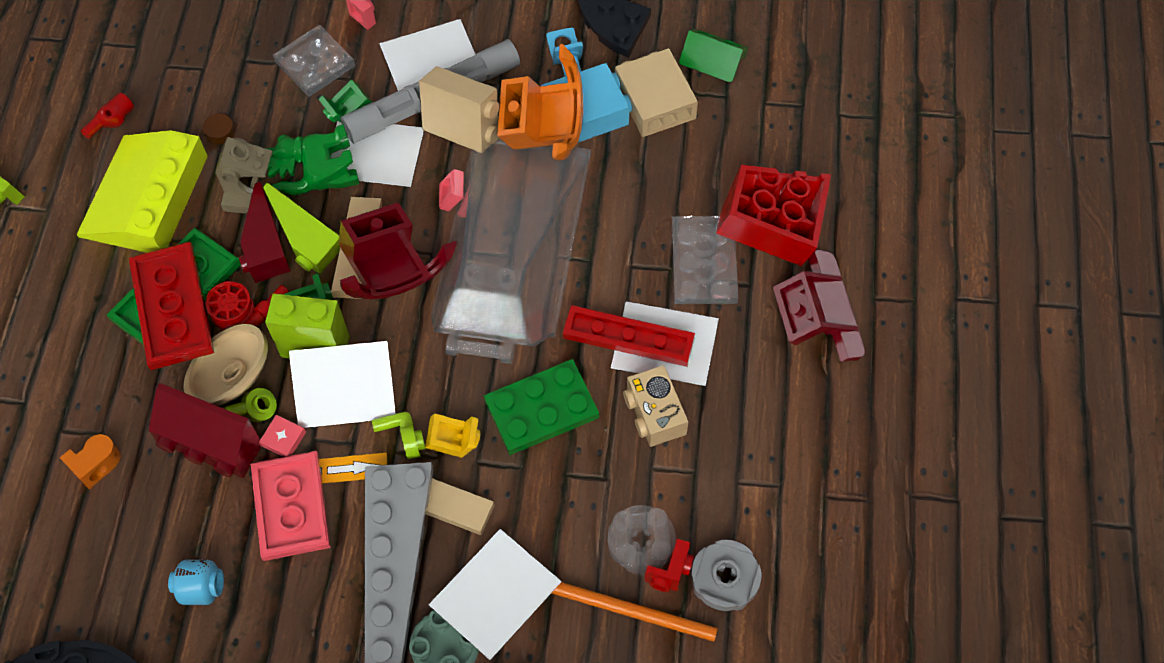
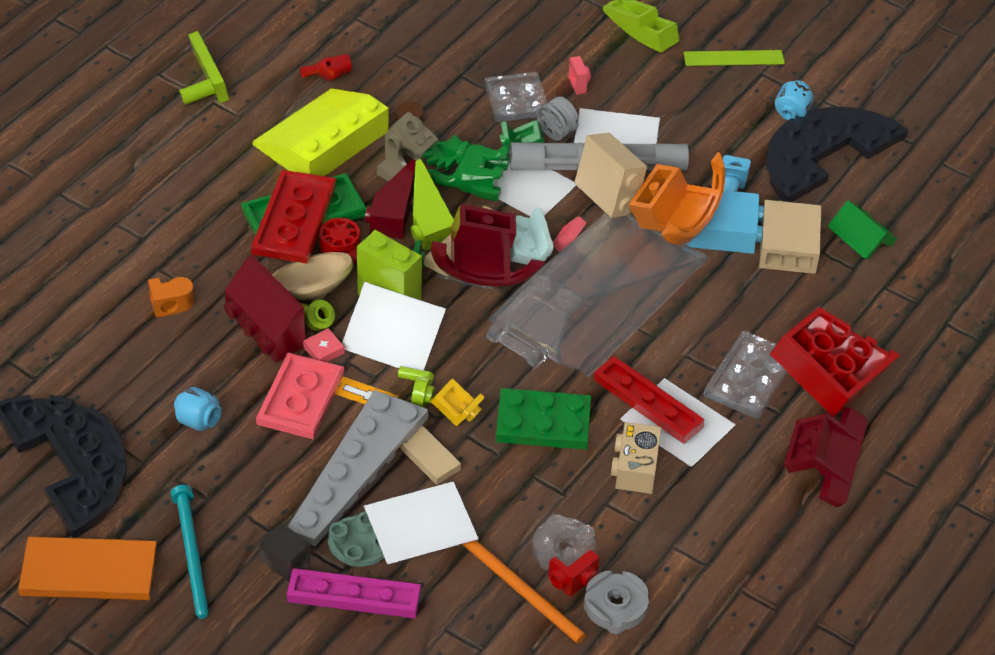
camera: 25 degrees right, 15 degrees down
(370, 66) = (559, 117): none -> light grey wheel
(421, 209) = (531, 239): none -> light aqua bracket

